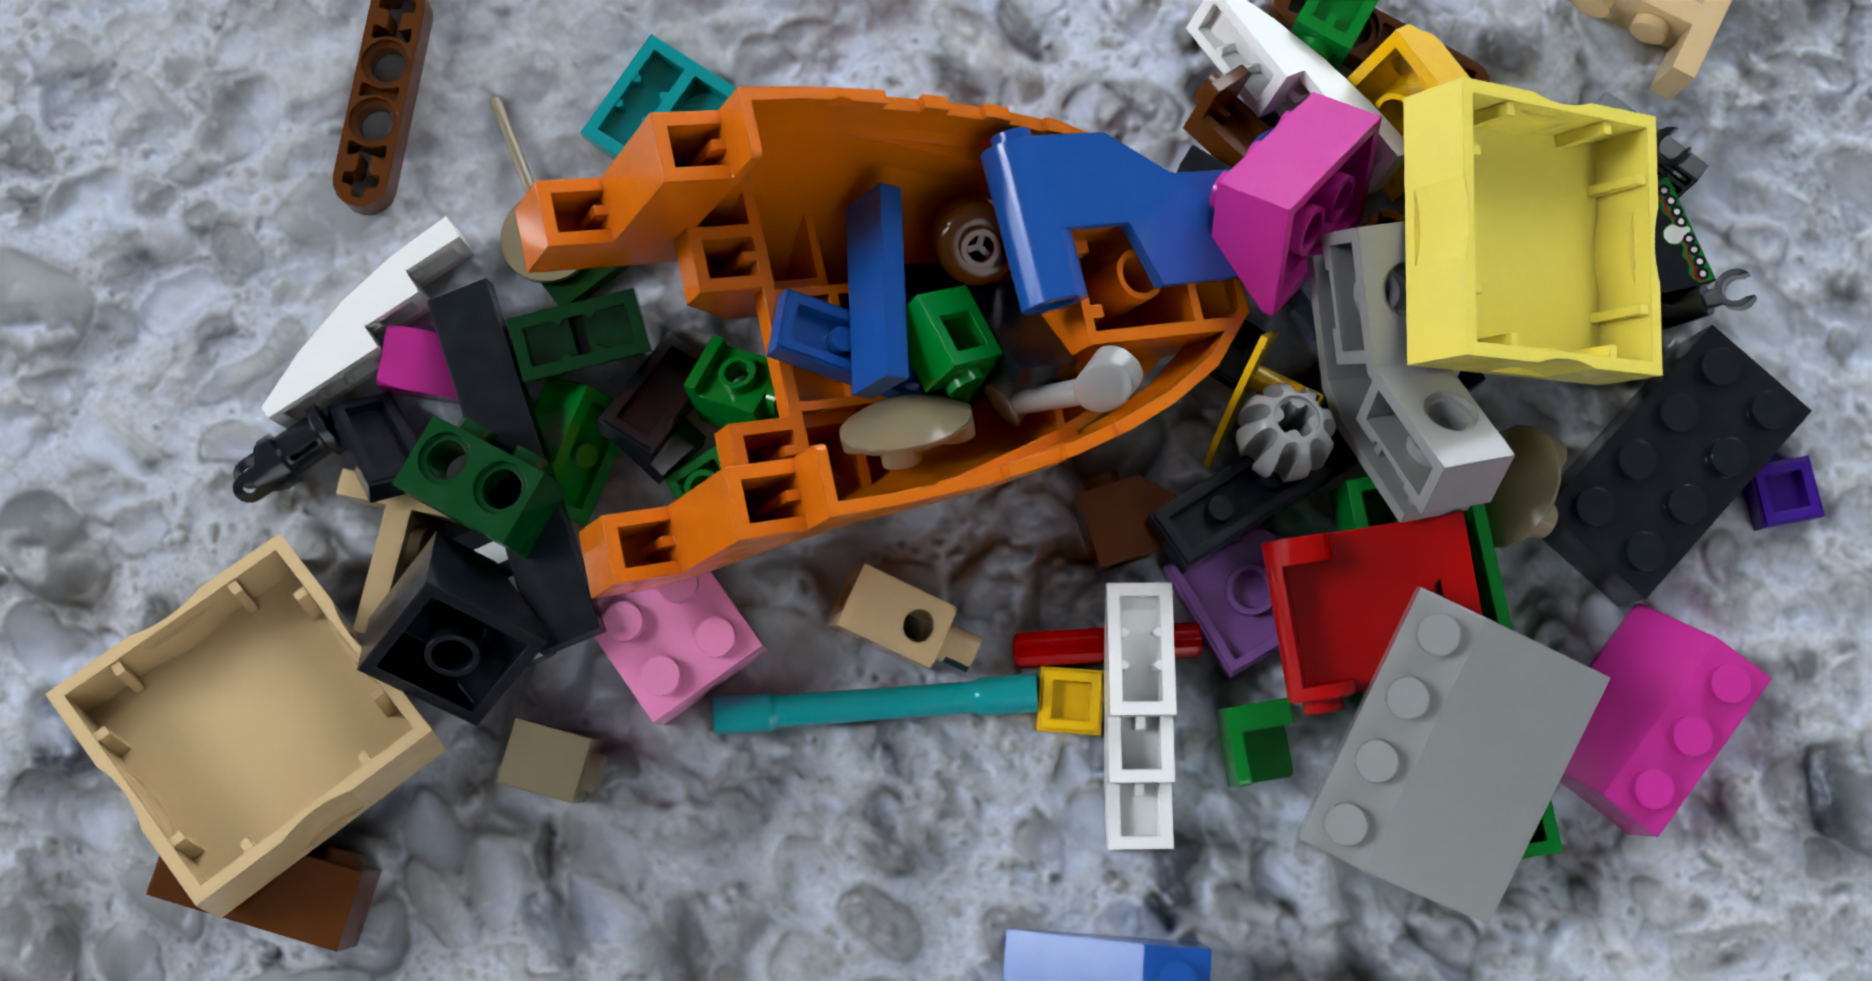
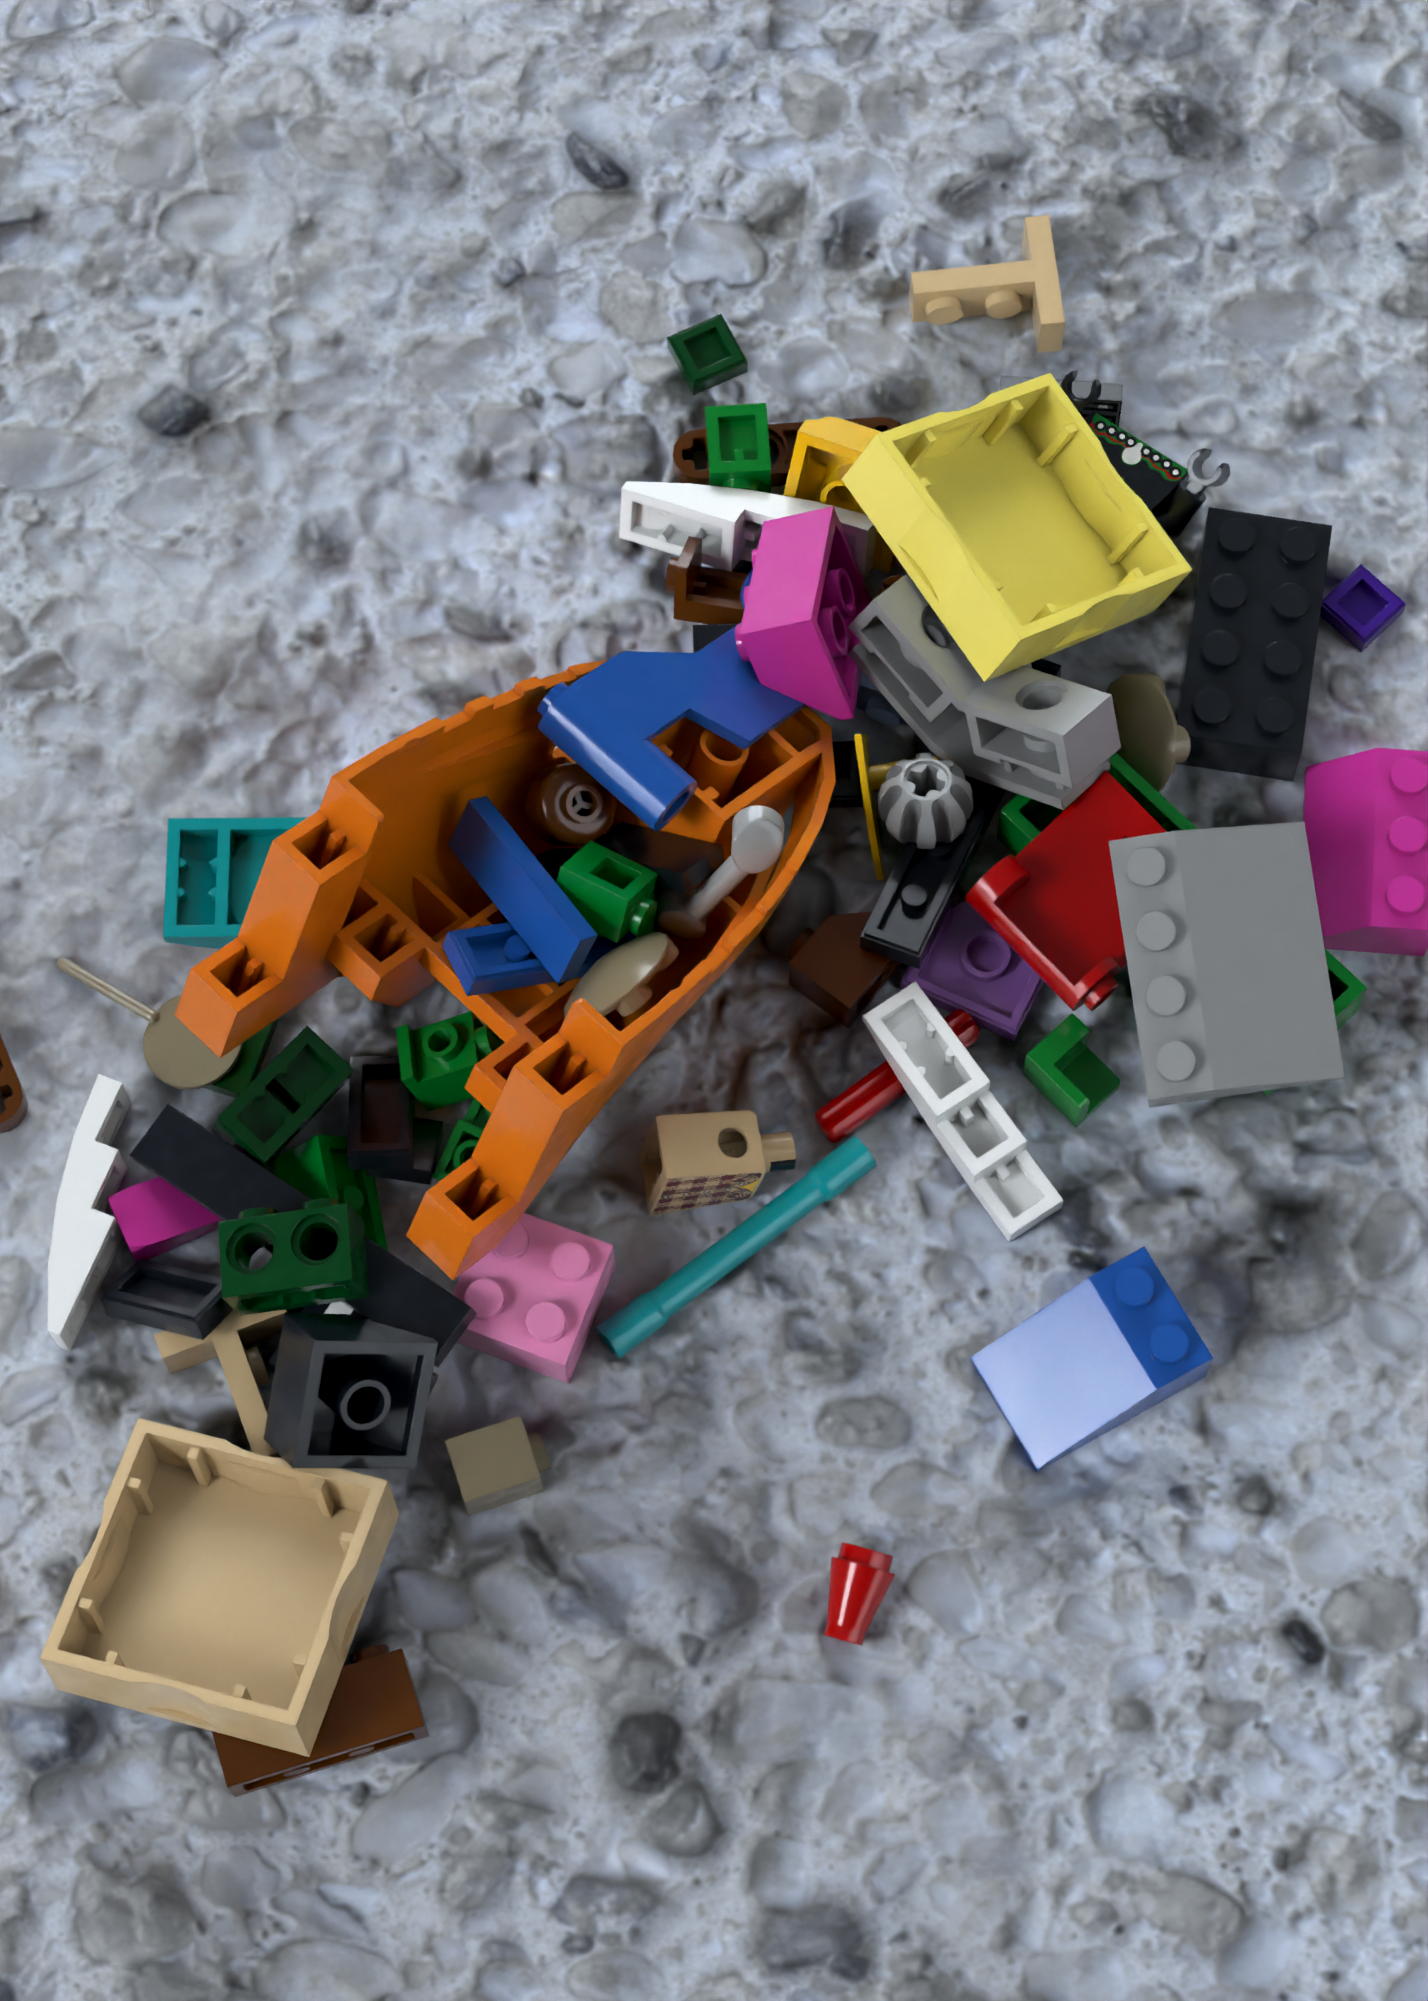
camera: 30 degrees left, 10 degrees down
(281, 459) = (87, 1369): black piece -> none
(1070, 701) = (898, 1140): yellow tile -> none

